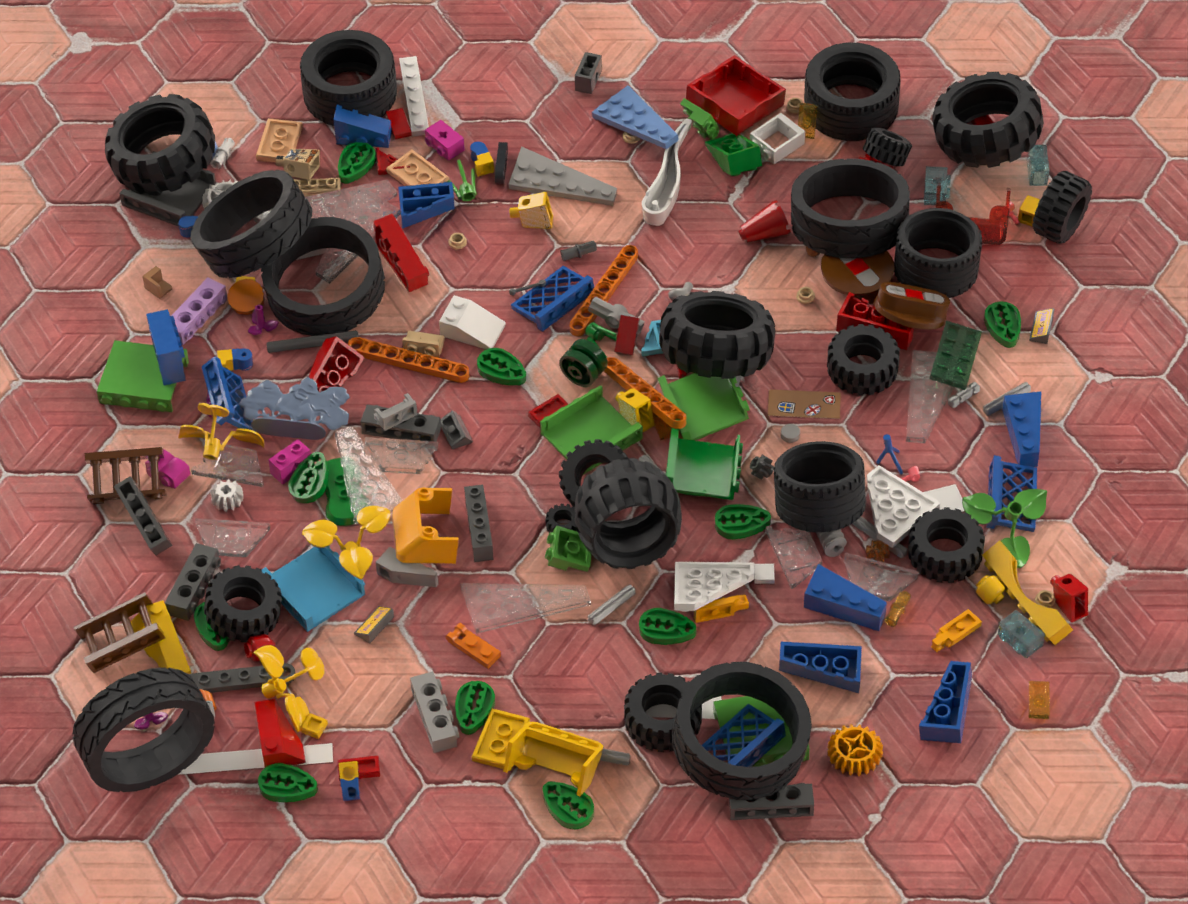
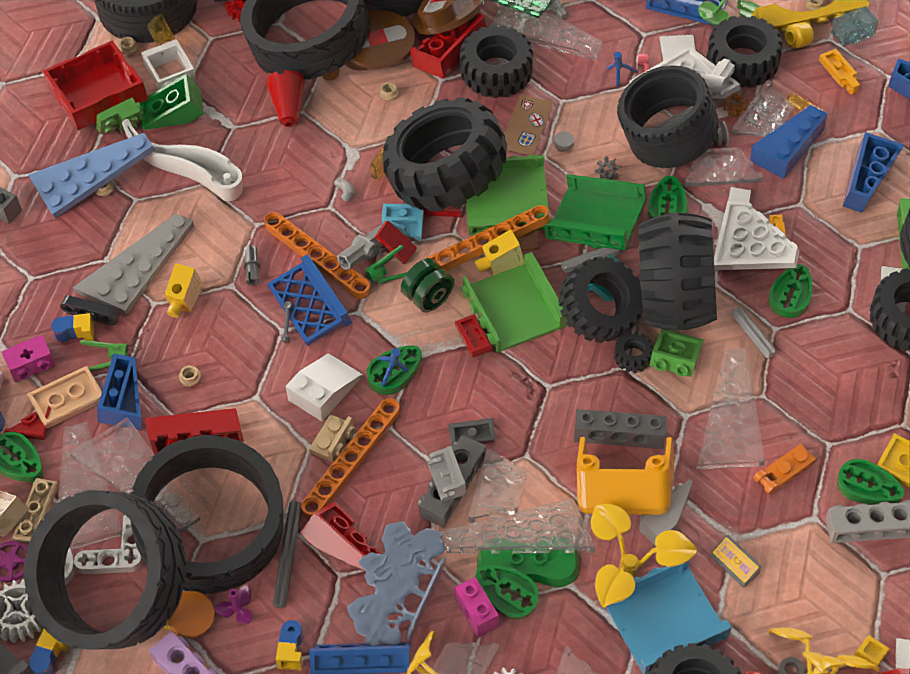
camera: 75 degrees left, 5 degrees up
(493, 353) = (393, 361): none -> blue plant
(884, 520) = (718, 78): none -> white piece

